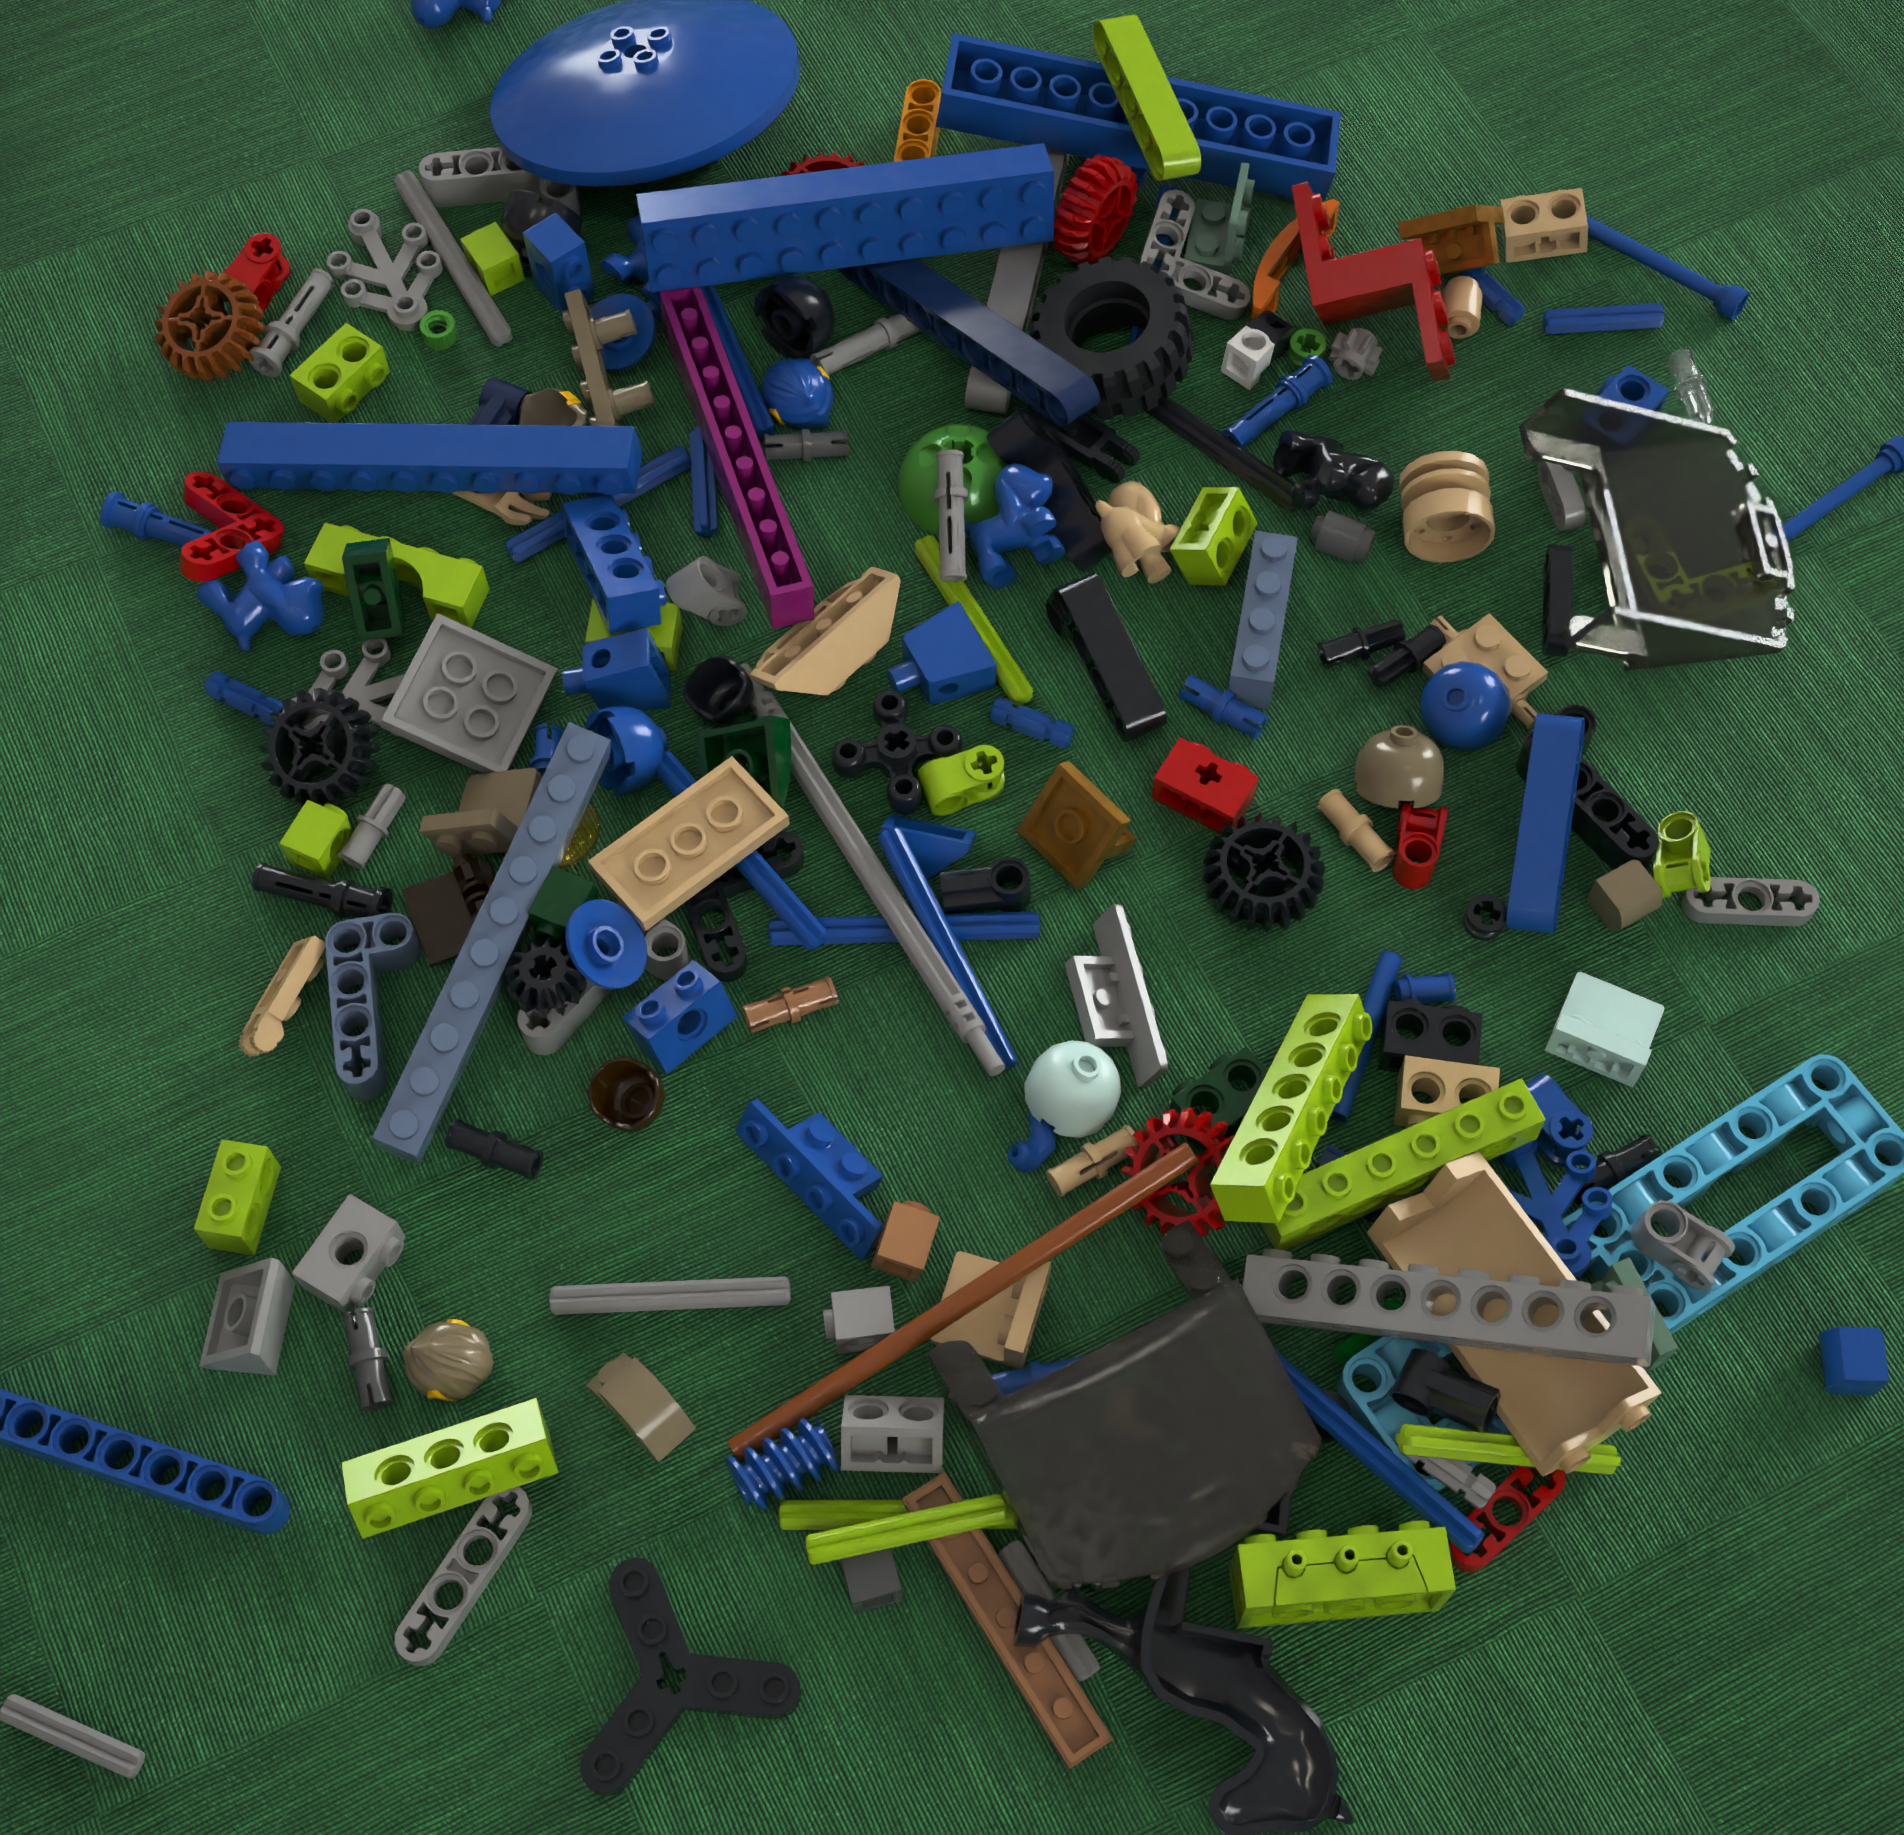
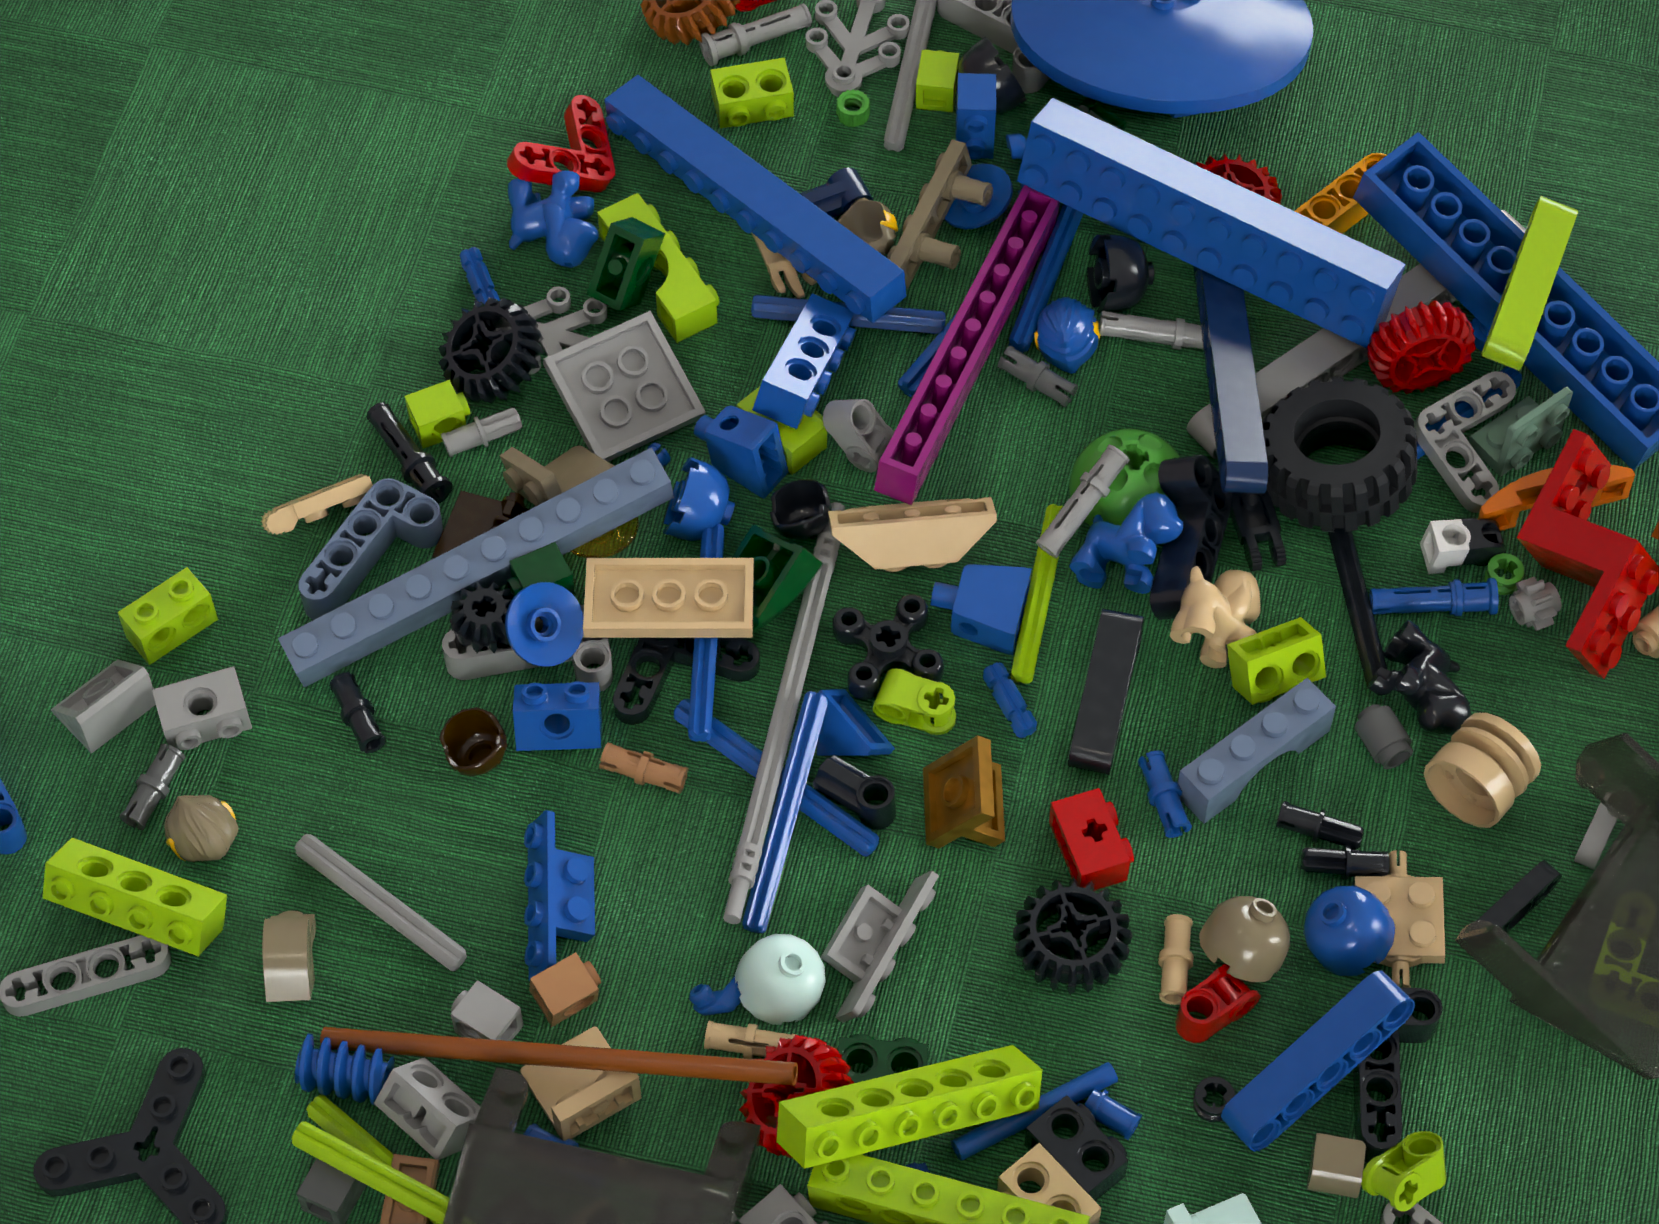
camera: 40 degrees right, 5 degrees down
(147, 521) = (527, 110): blue pin -> none

